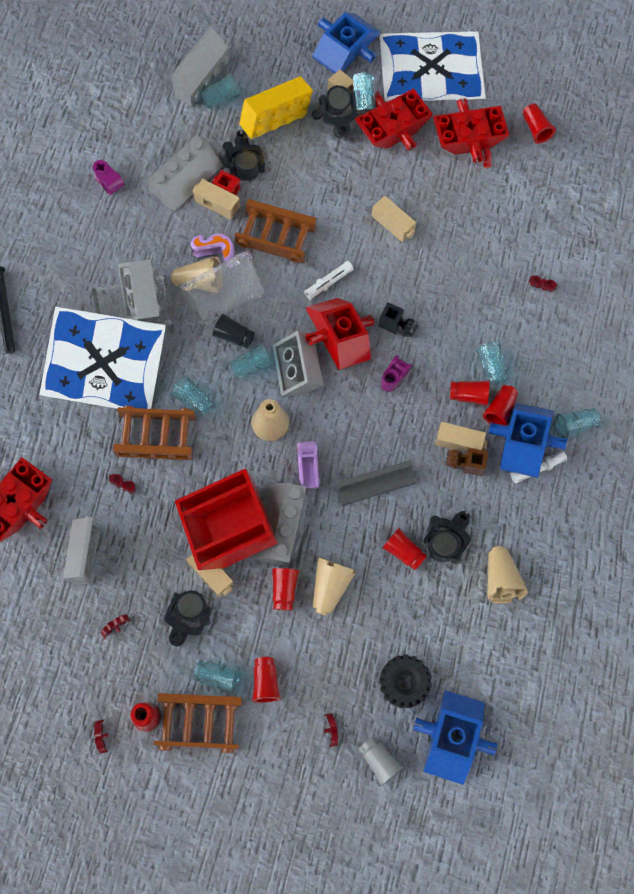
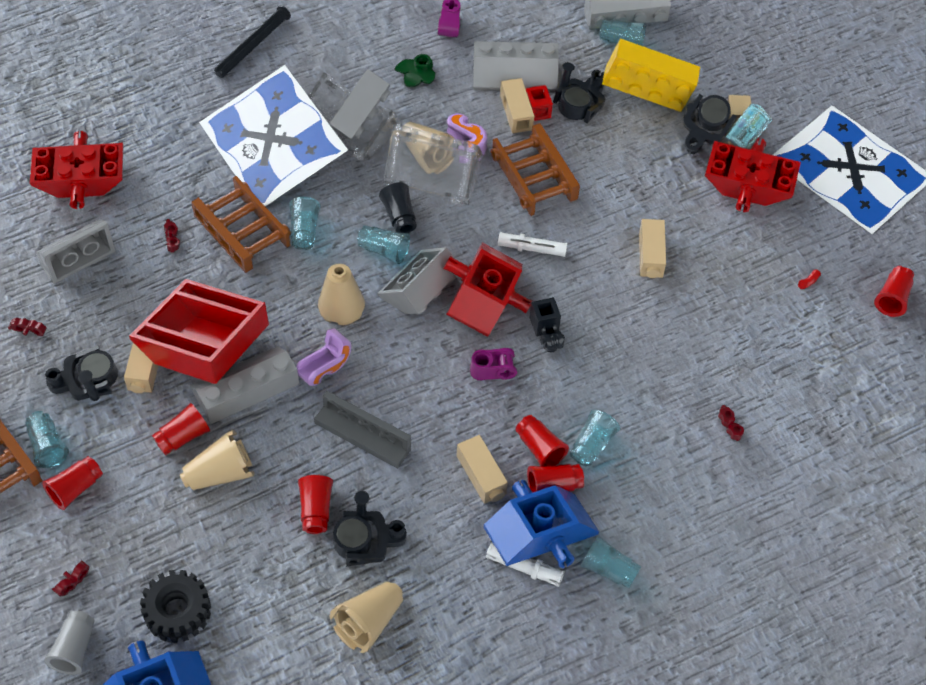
camera: 50 degrees right, 15 degrees down
(129, 234) = (416, 70): none -> dark green plate
(345, 42) = (787, 82): blue slope -> none
(471, 129) = (816, 239): red slope -> none
(472, 462) = (465, 492): reddish brown brick -> none

